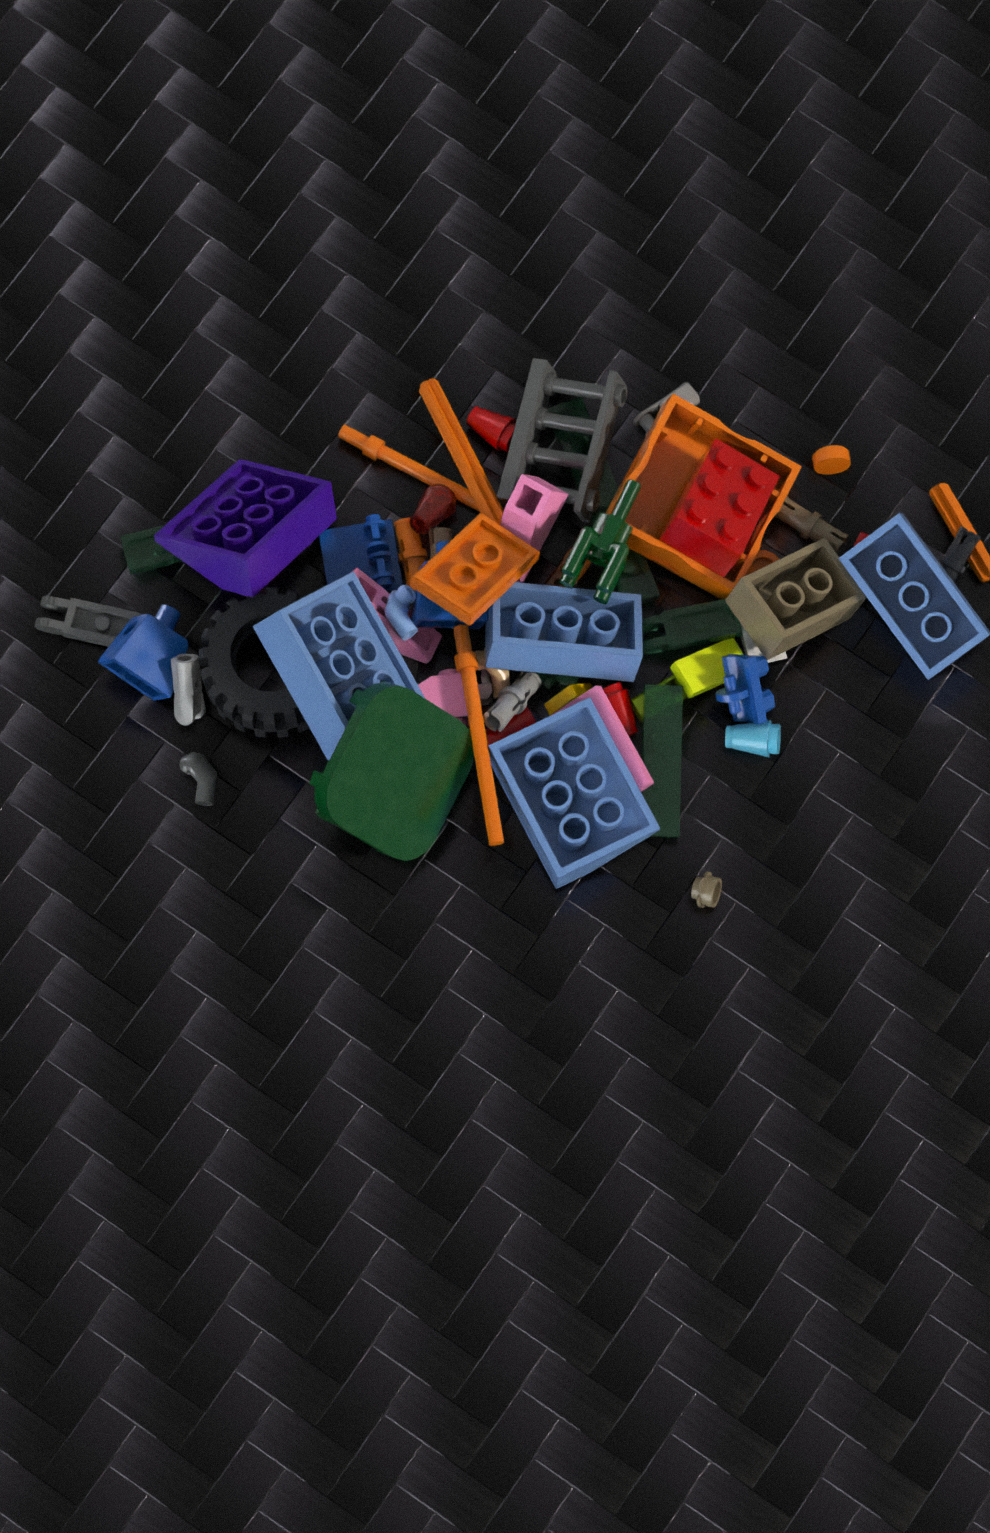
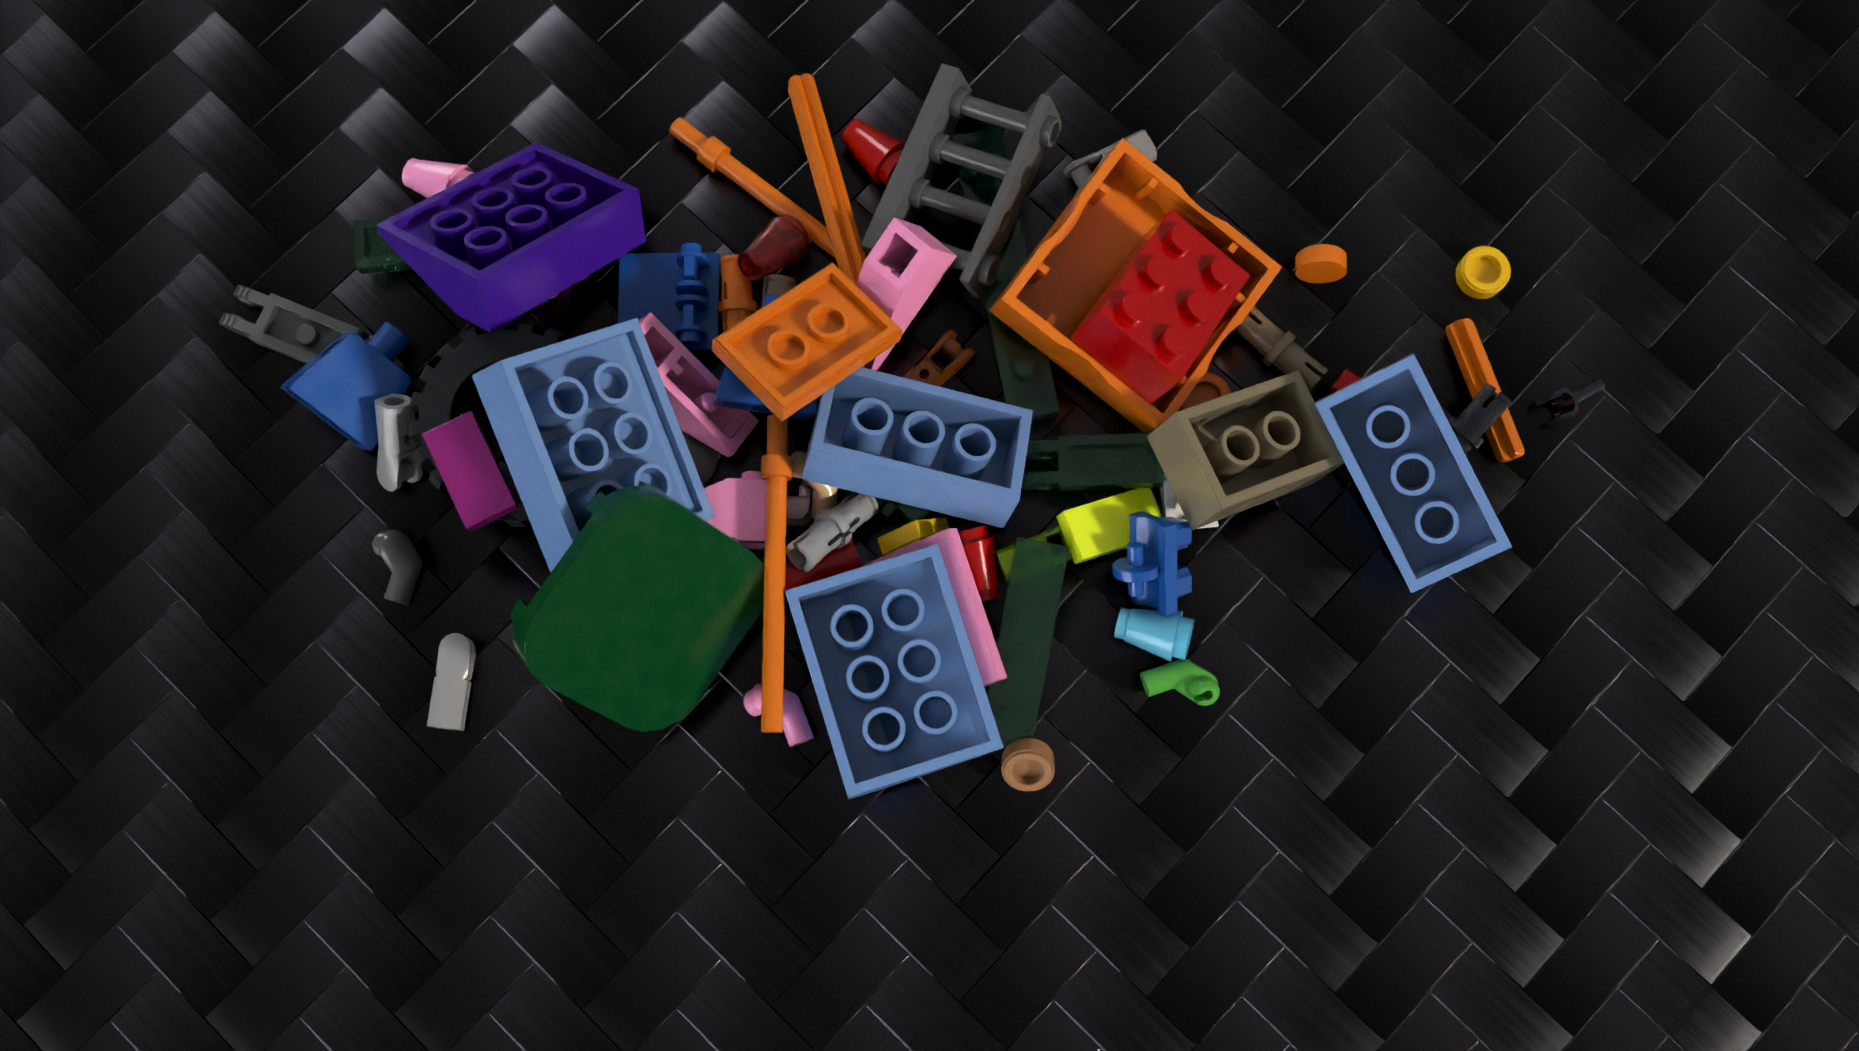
camera: 10 degrees right, 5 degrees up
(173, 497) = (432, 176): none -> bright pink cone
(255, 695) = (470, 471): none -> magenta tile
(257, 853) = (452, 683): none -> light grey bar
(397, 611) = (695, 381): light blue arm -> none
(510, 847) = (794, 718): none -> bright pink arm
(603, 546) = (990, 336): dark green plant -> none
(679, 843) = (1027, 764): none -> medium nougat tile
(706, 890) = (1055, 837): dark tan plate -> none
(779, 767) = (1183, 677): none -> bright green arm
(950, 448) = (1483, 272): none -> yellow tile

